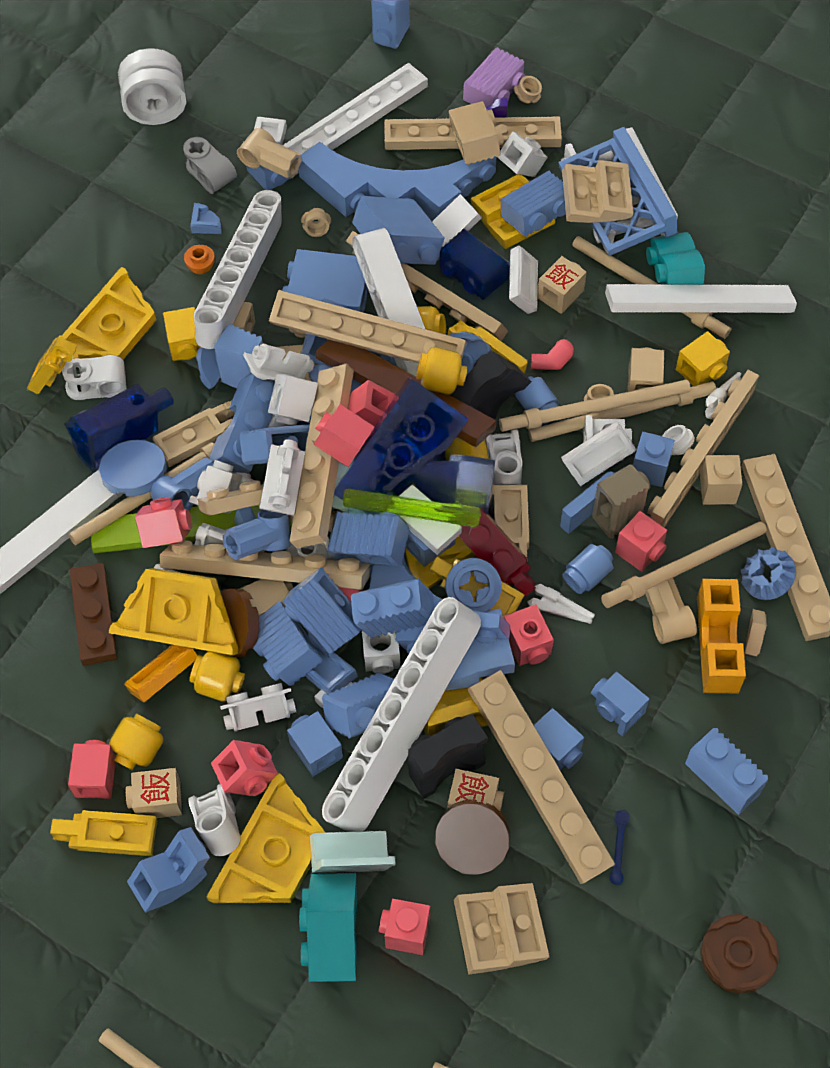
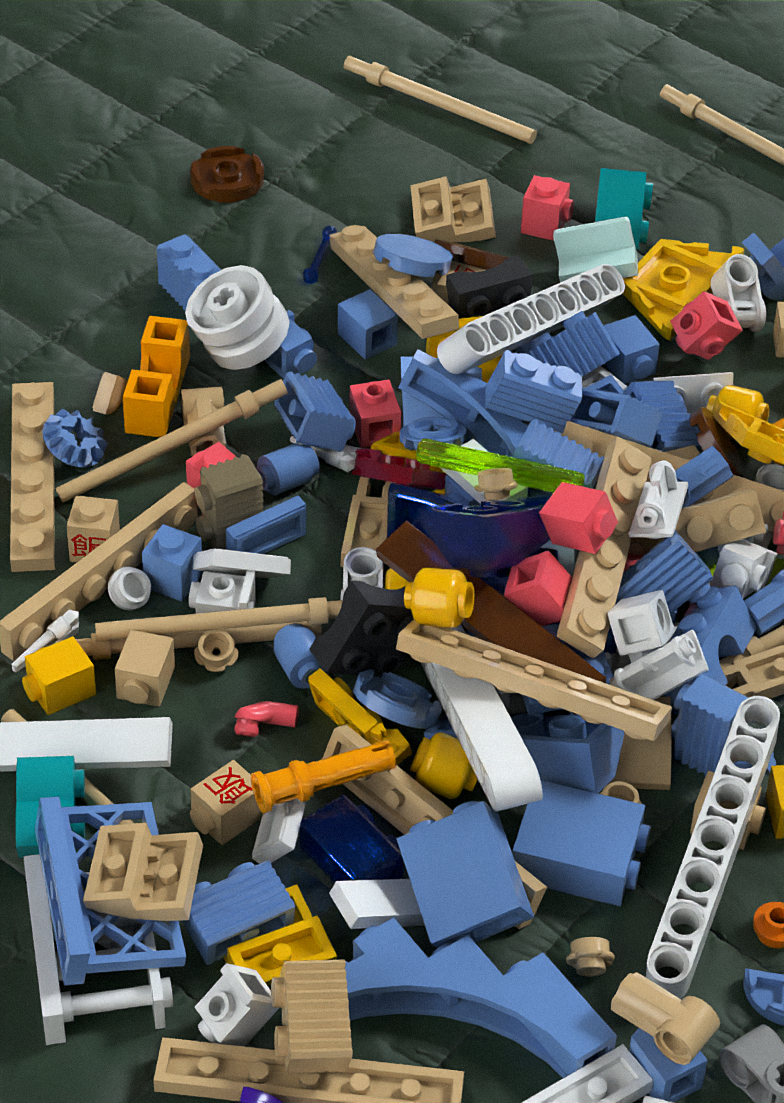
camera: 175 degrees left, 15 degrees down
(421, 484) = (496, 483): none -> tan plate
(513, 270) = (302, 779): none -> light orange pin
(525, 787) = (412, 254): none -> medium blue tile
(576, 611) = (315, 413): none -> medium blue brick
(667, 686) = (237, 317): none -> white wheel

